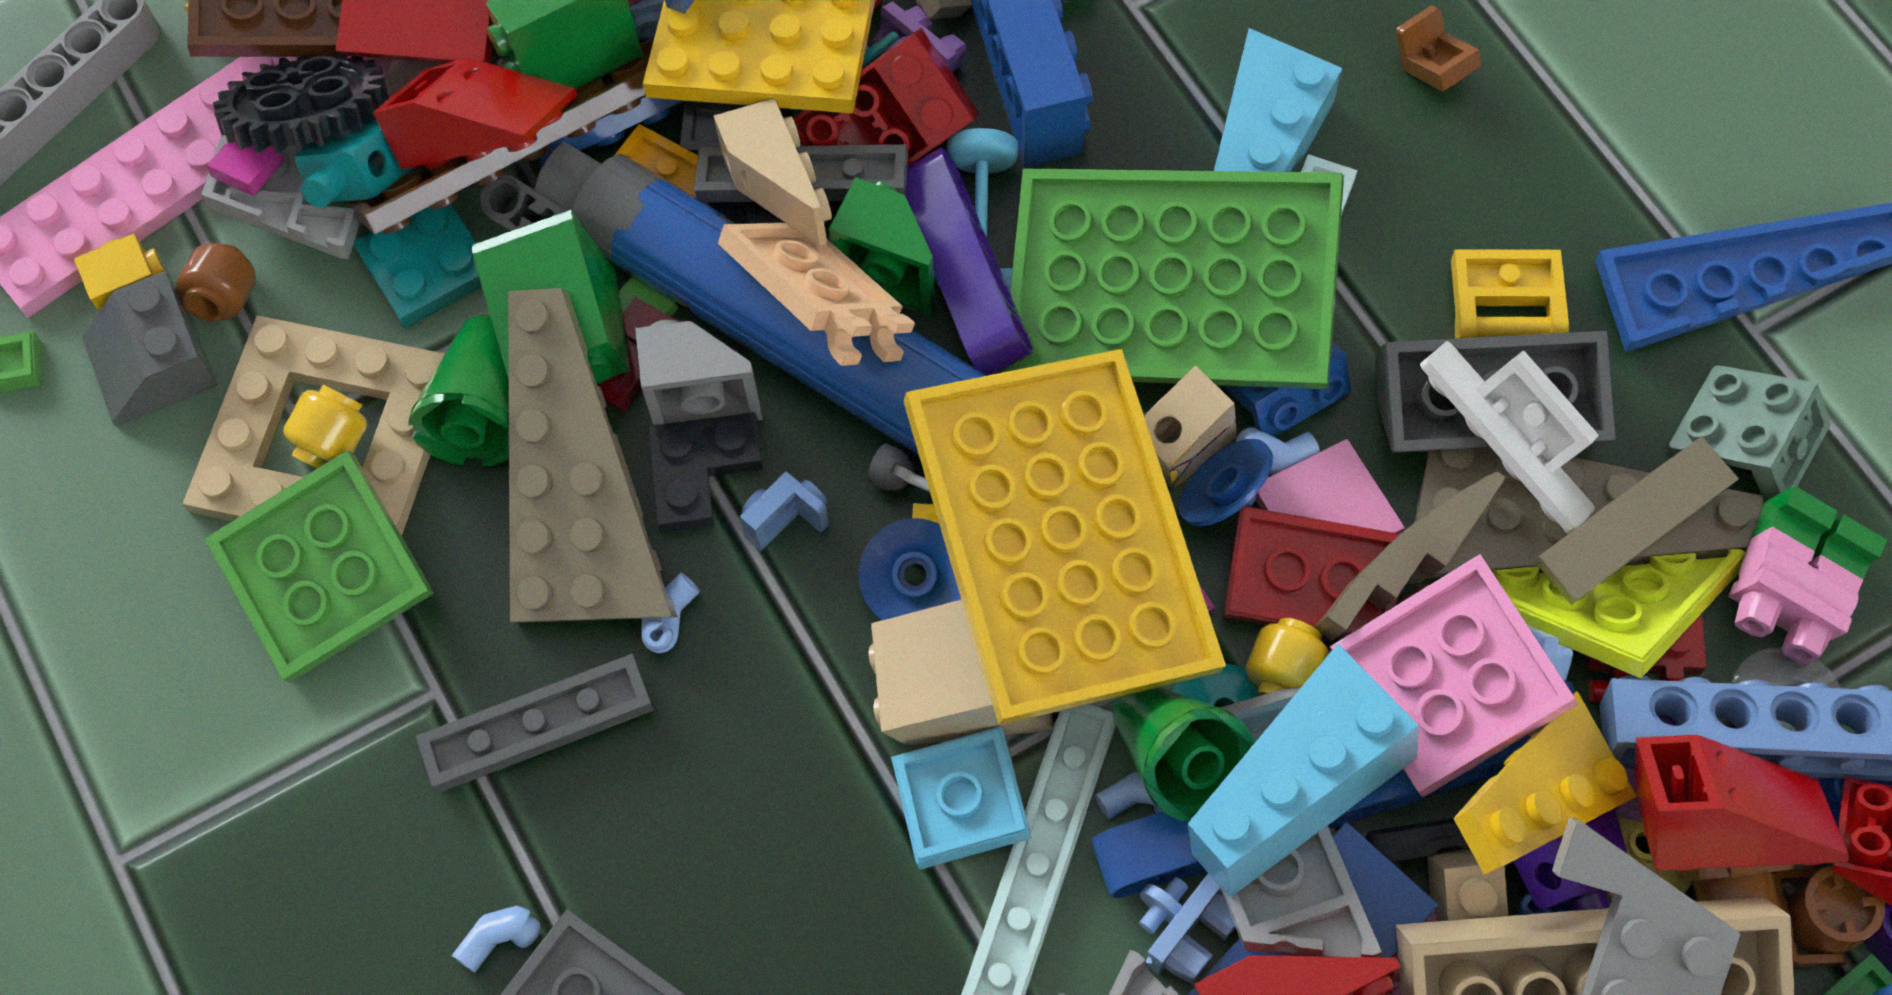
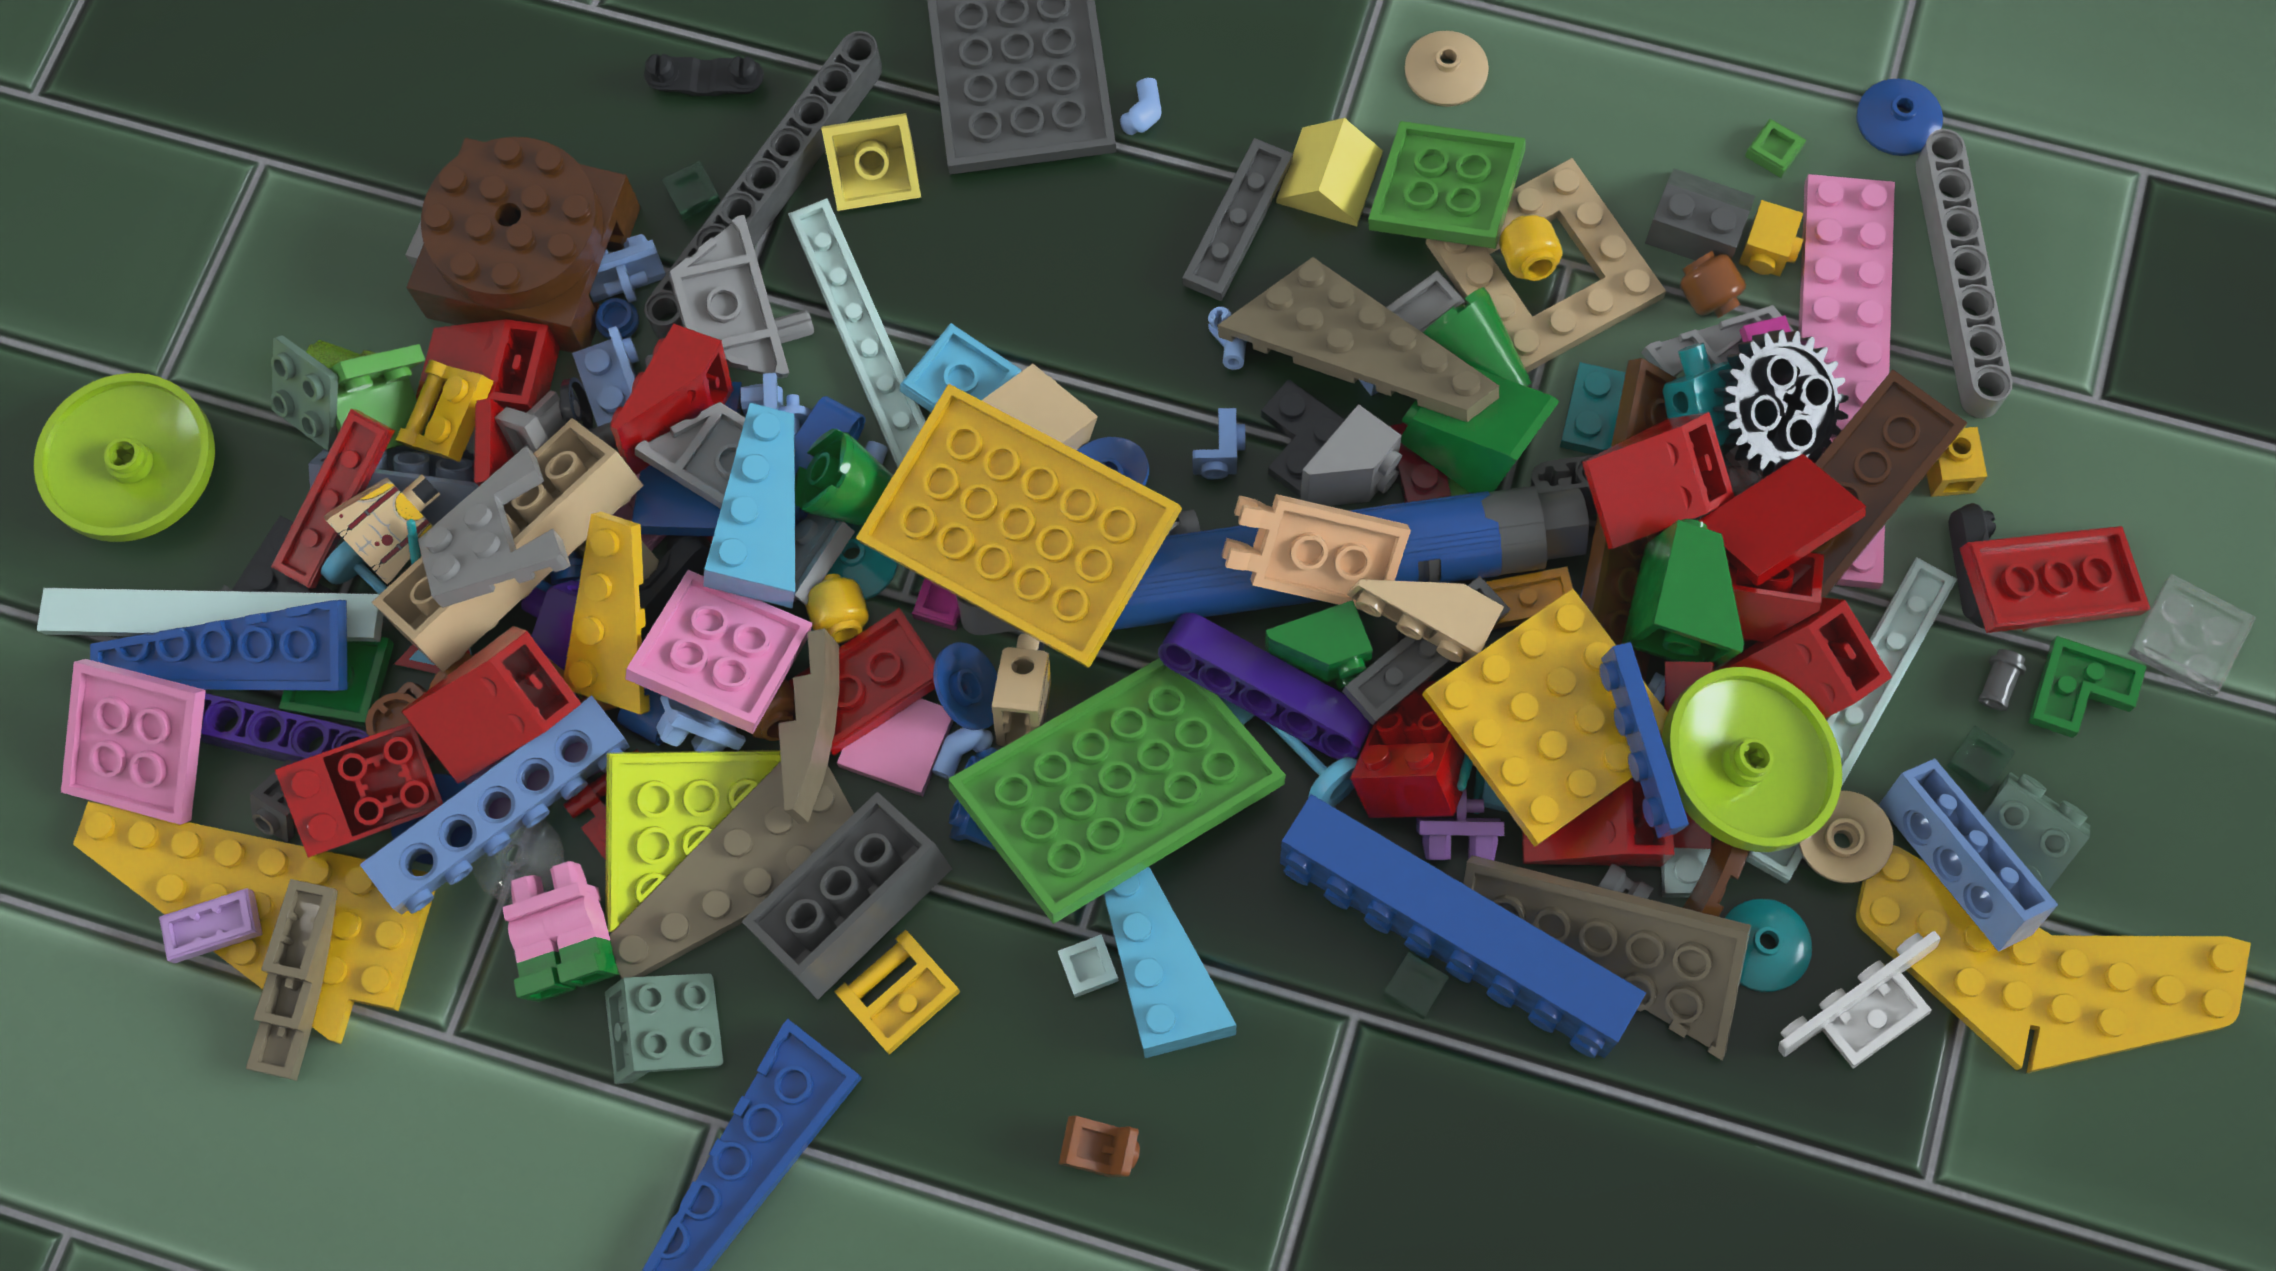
camera: 140 degrees right, 5 degrees up
(187, 729) = (1442, 82): none -> tan dish
(399, 696) = (1331, 171): none -> light yellow slope
(465, 491) = (1426, 302): none -> light grey tile
(1523, 423) = (805, 855): white bracket -> none
(1636, 520) = (684, 872): dark tan slope -> none

